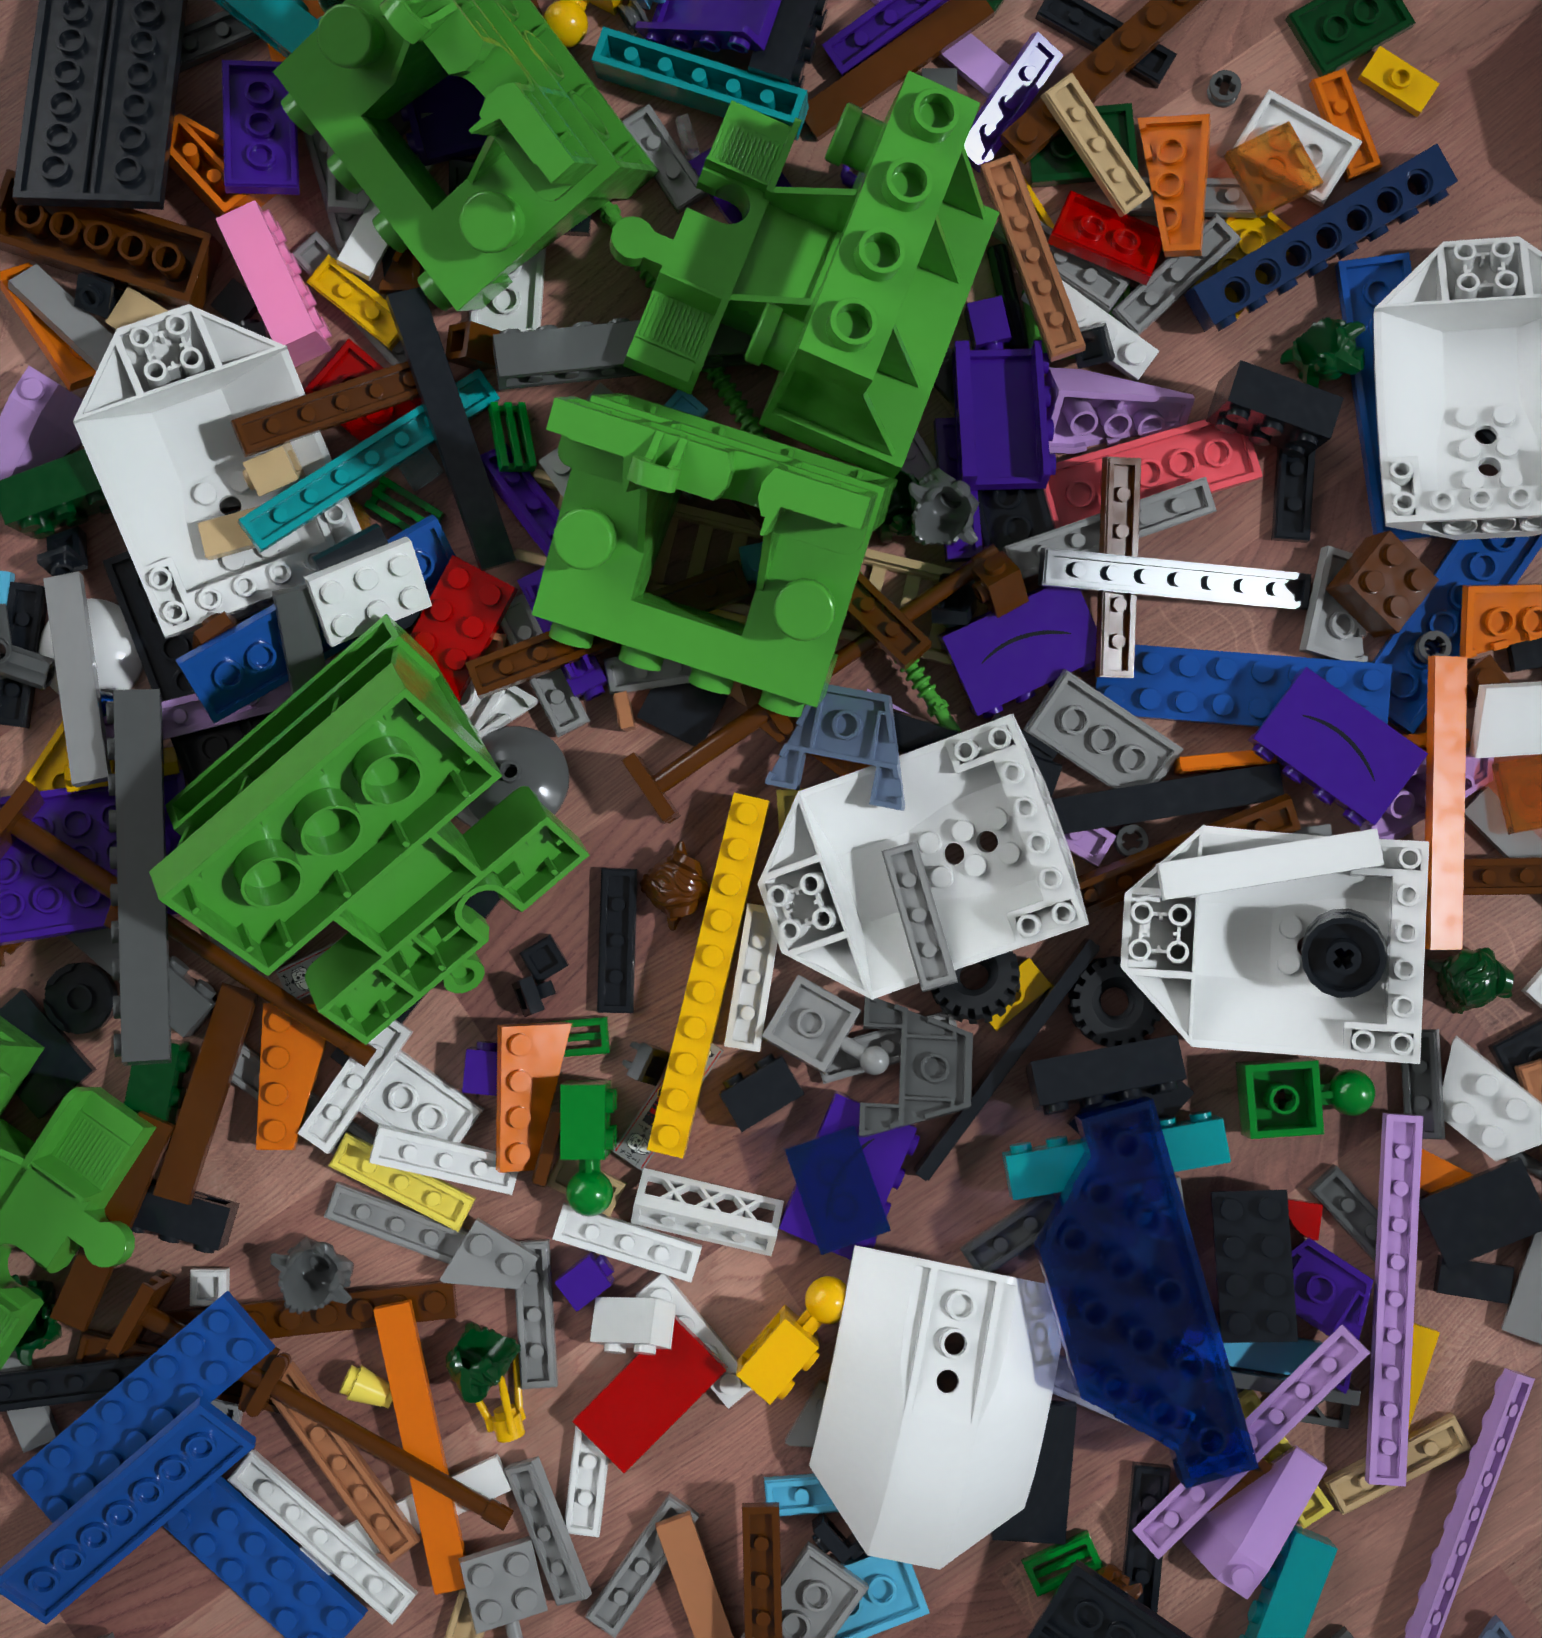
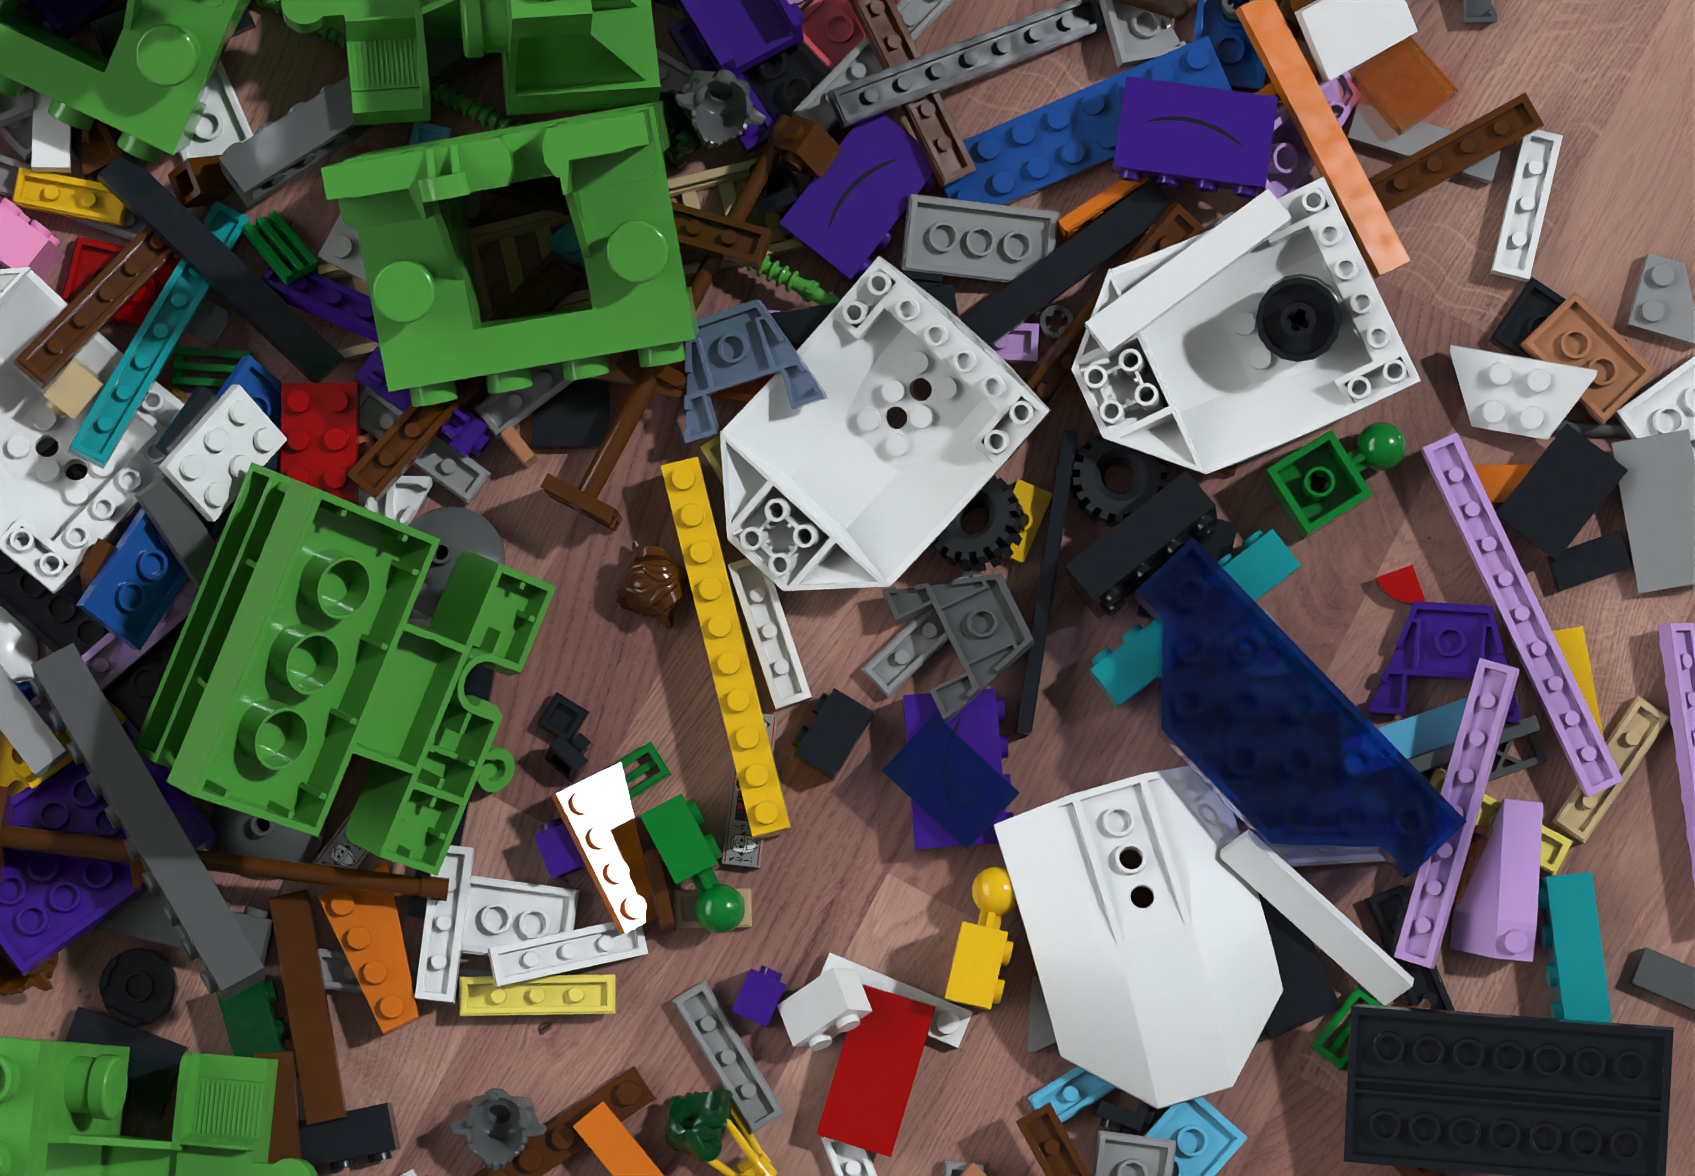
camera: 30 degrees left, 5 degrees down
(224, 535) = (60, 471): tan tile -> none
(393, 1222) = (554, 1040): light grey tile -> none
(489, 1259) = (658, 1024): light grey wing -> none
(617, 940) = (623, 665): black tile -> none
(628, 1243) = (780, 941): white plate -> none
(647, 1064) = (712, 763): black tile -> none
(705, 1219) = (843, 880): white fence -> none
(816, 1026) = (852, 643): light grey plate -> none
(919, 916) = (893, 488): light grey tile -> none
(1009, 1235) = (1139, 743): dark grey tile -> none
(1085, 1466) = (1316, 917): none -> white tile
(1254, 1266) = (1374, 650): black brick -> none
(1348, 1207) = (1437, 556): dark grey tile -> none
(1424, 1086) = (1445, 404): dark grey tile -> none
(1472, 979) = (1437, 285): dark green hair -> none

